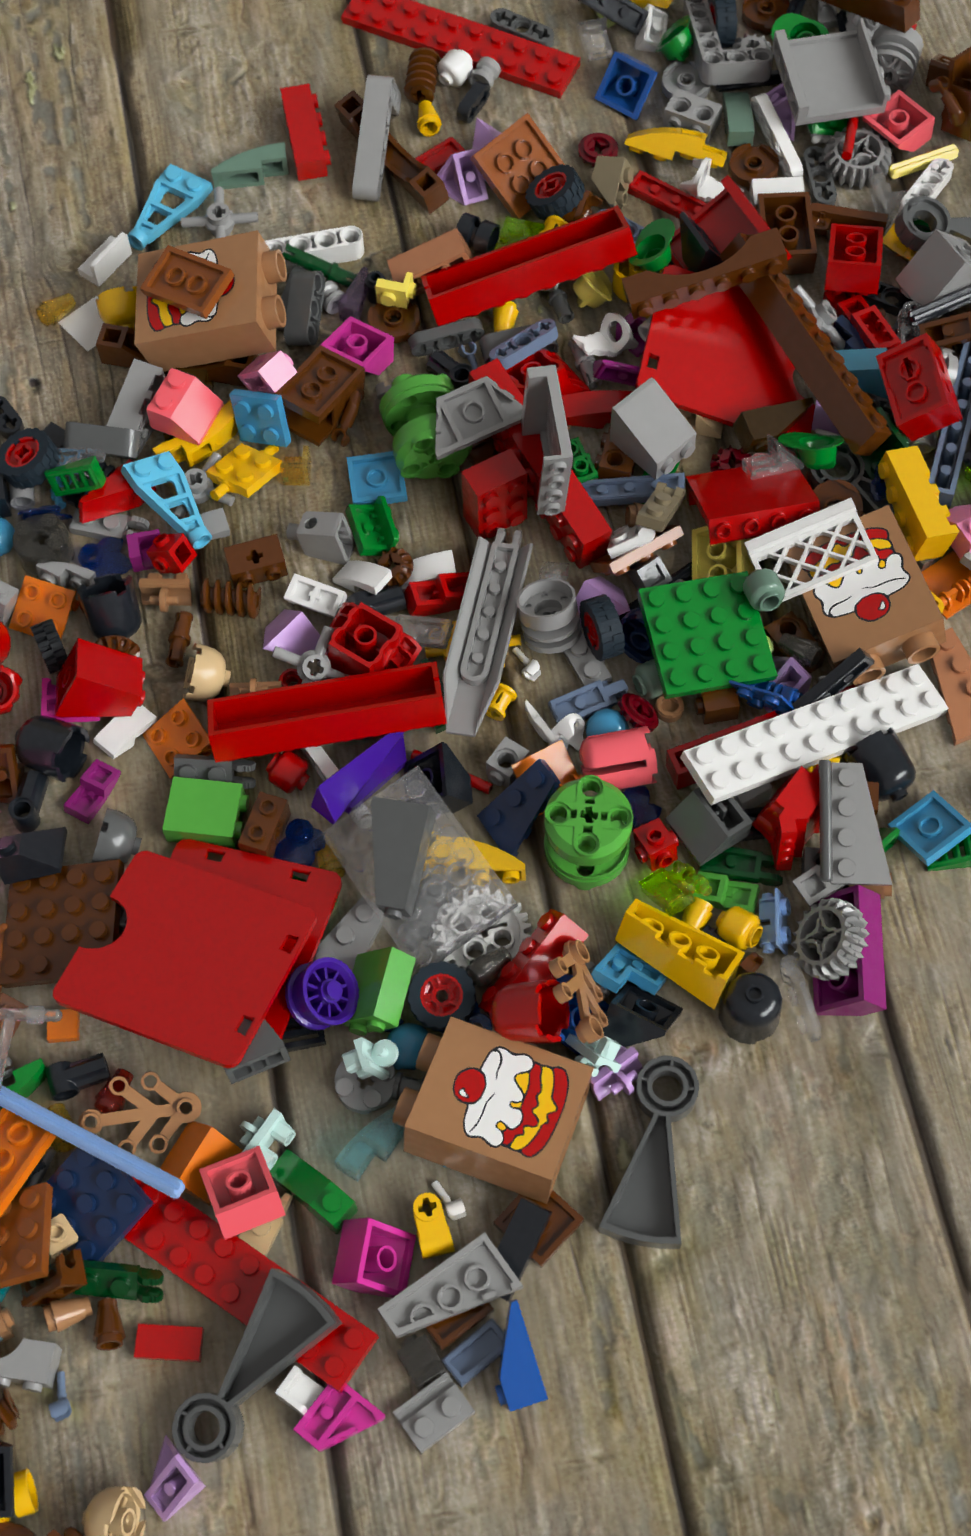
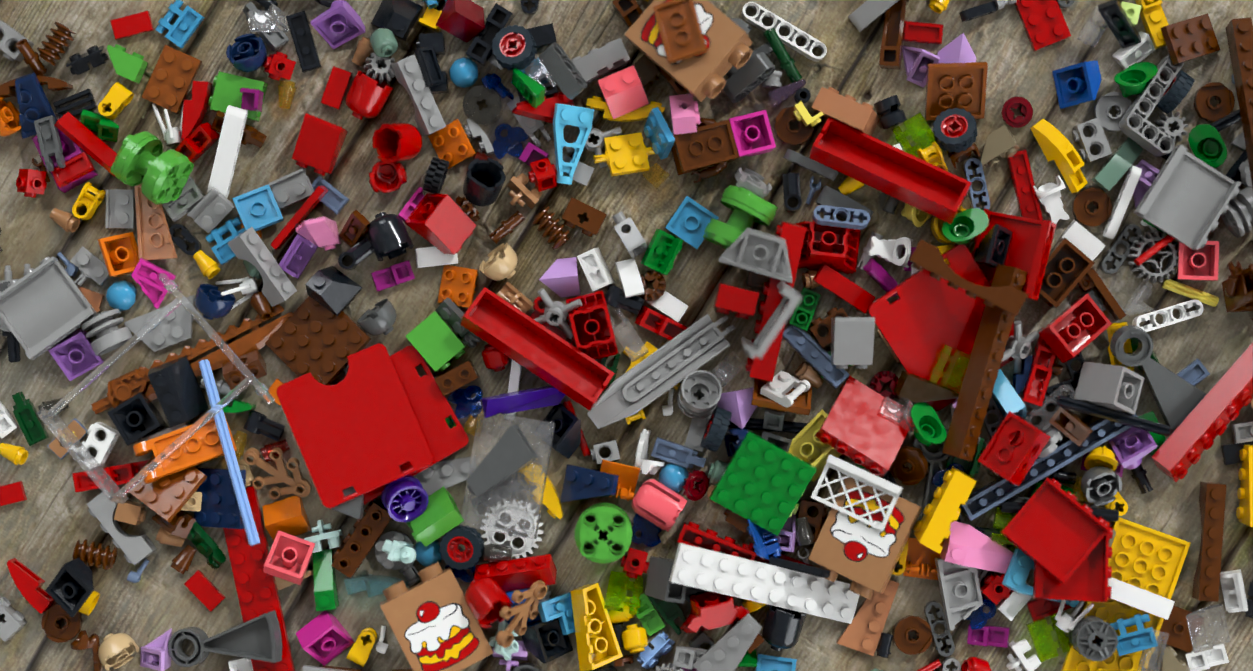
camera: 45 degrees right, 25 degrees up
(315, 1095) = (362, 540): none -> reddish brown brick
(660, 507) = (809, 391): dark tan plate -> none
(764, 590) = (810, 491): sand green head -> none
(782, 380) = (955, 371): none -> clear neon green plate
(825, 809) = (717, 637): dark grey bar -> none

